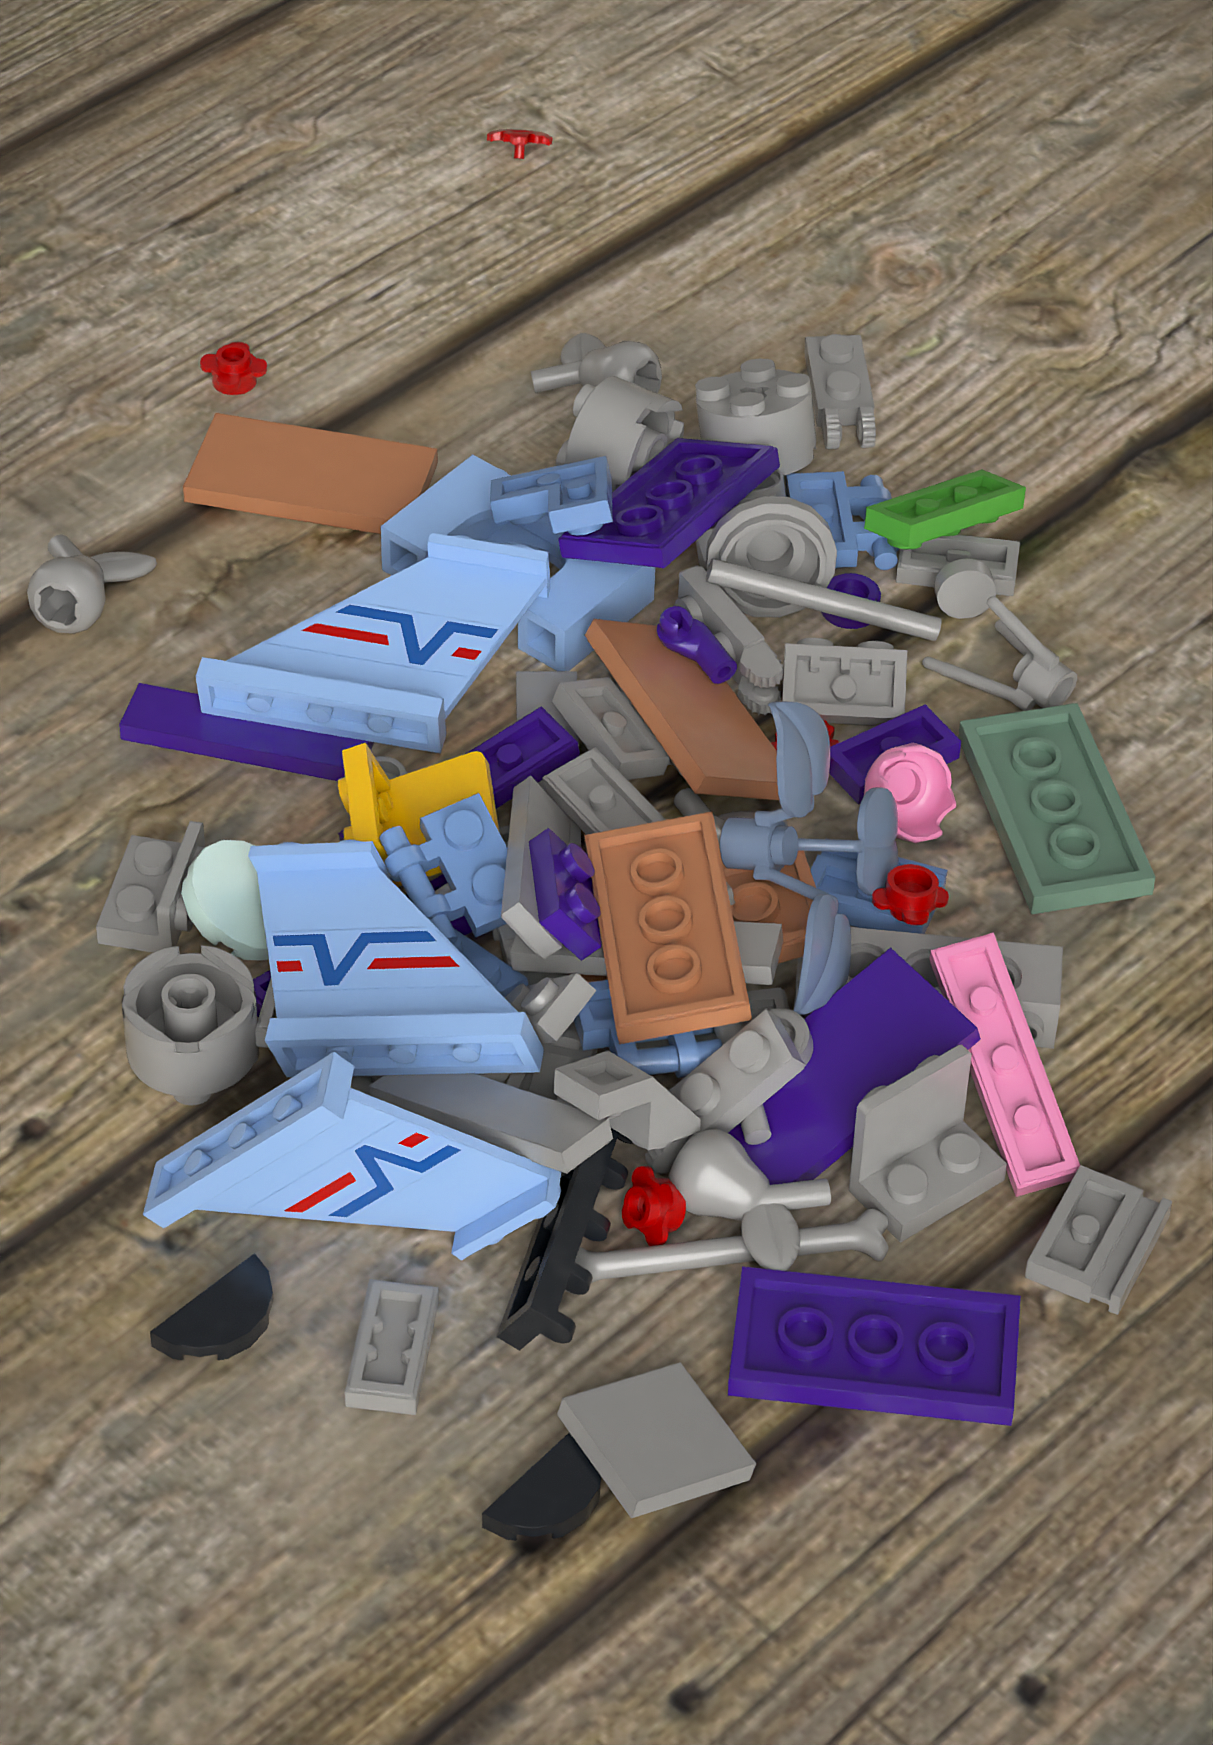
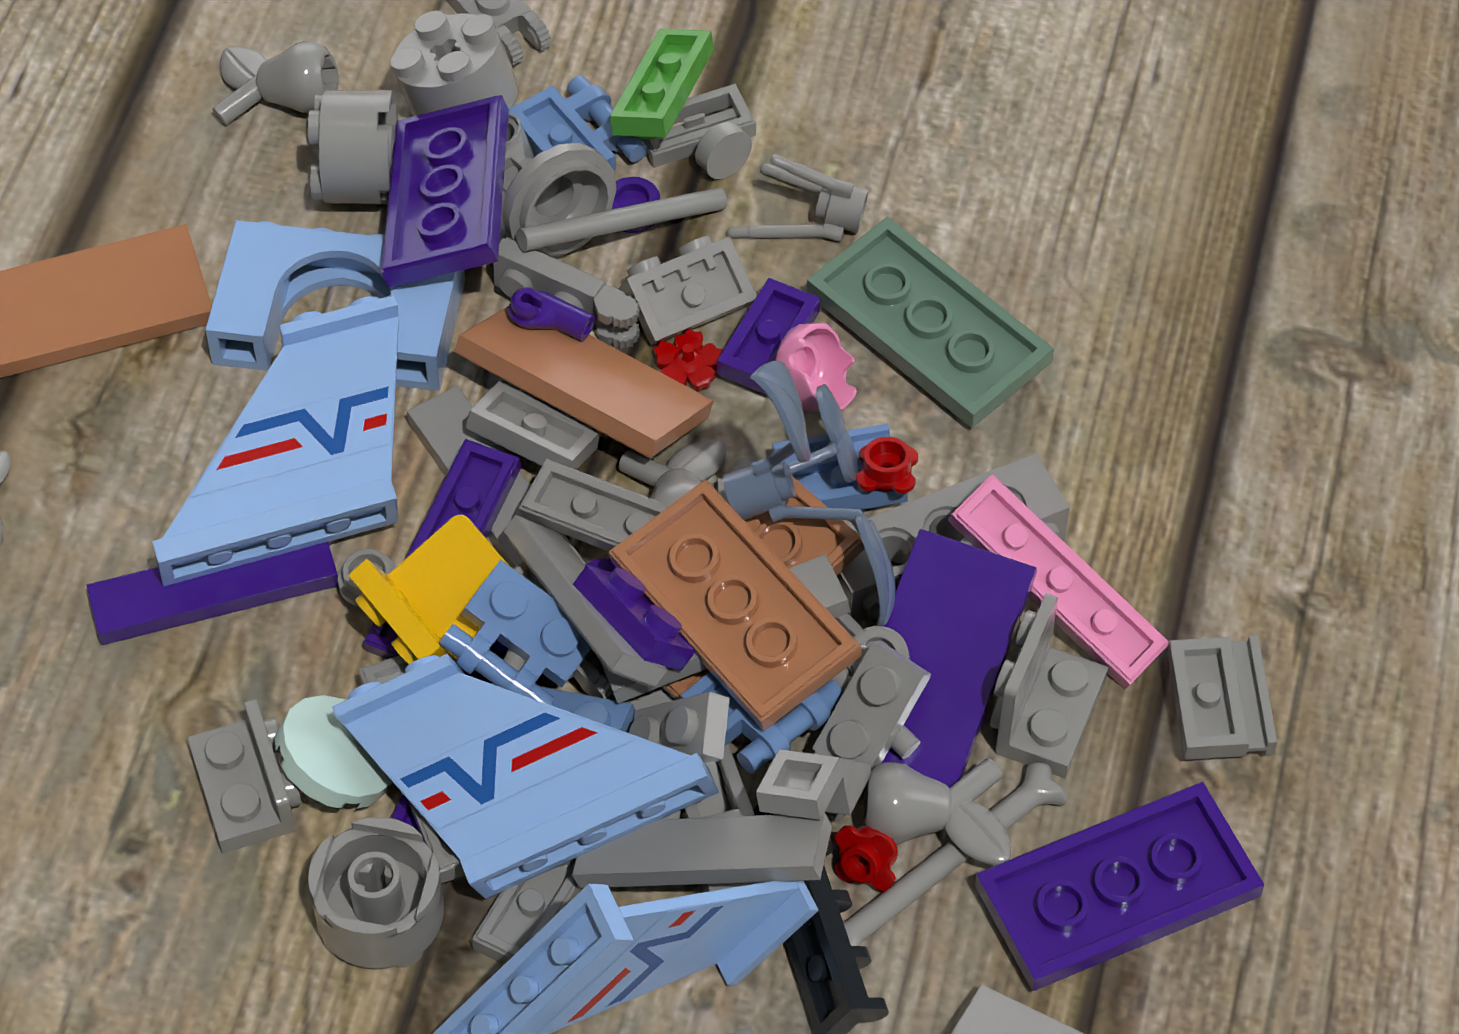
camera: 30 degrees left, 10 degrees up
(572, 494) = (360, 219): medium blue plate -> none

